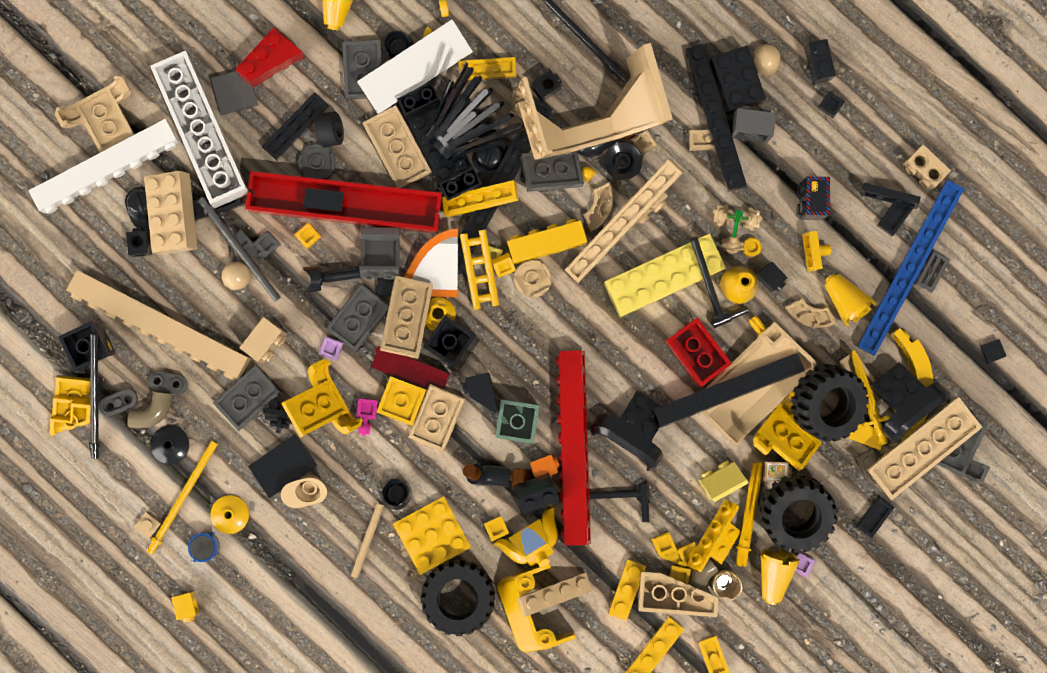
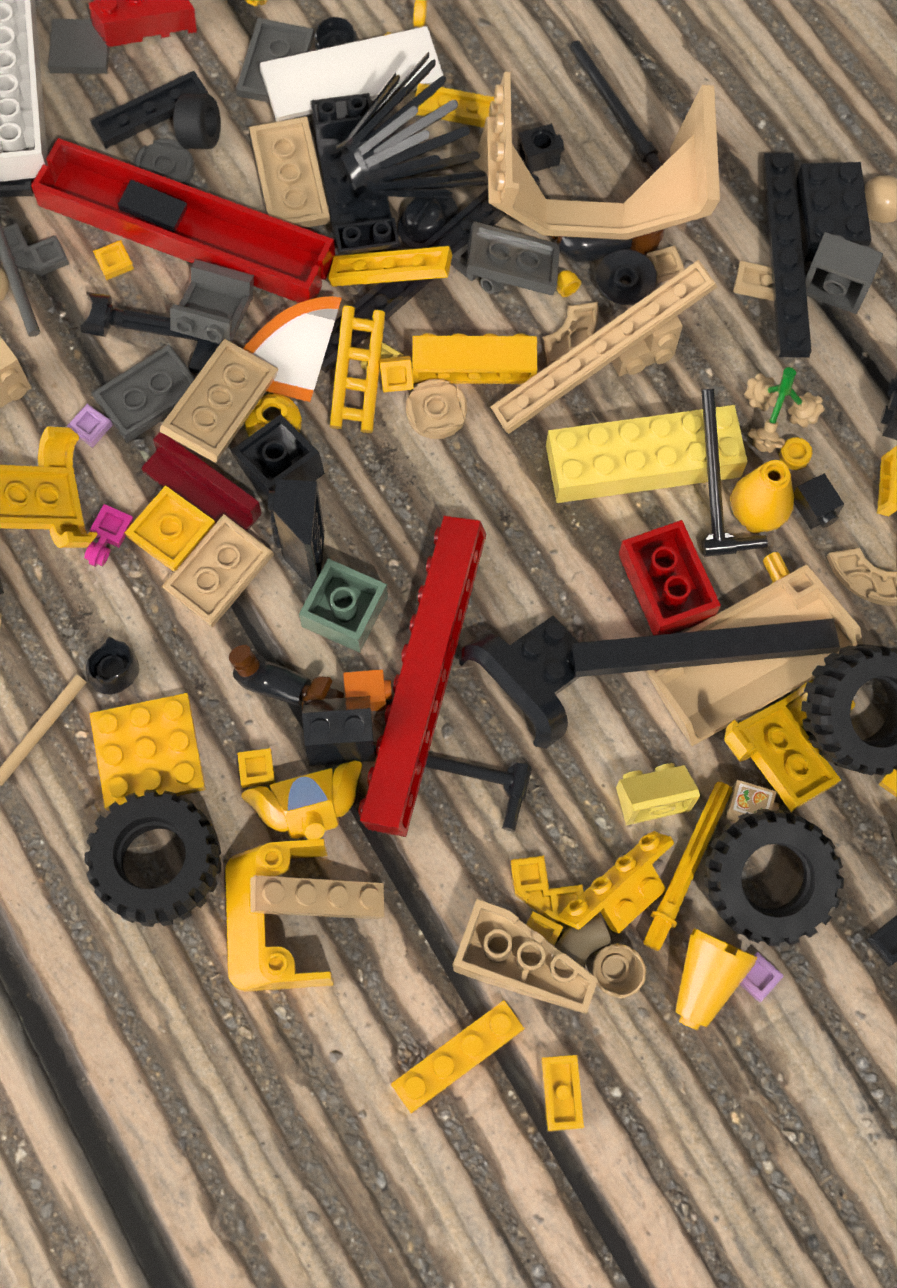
camera: 20 degrees right, 15 degrees down
(626, 590) = (441, 935): yellow plate -> none

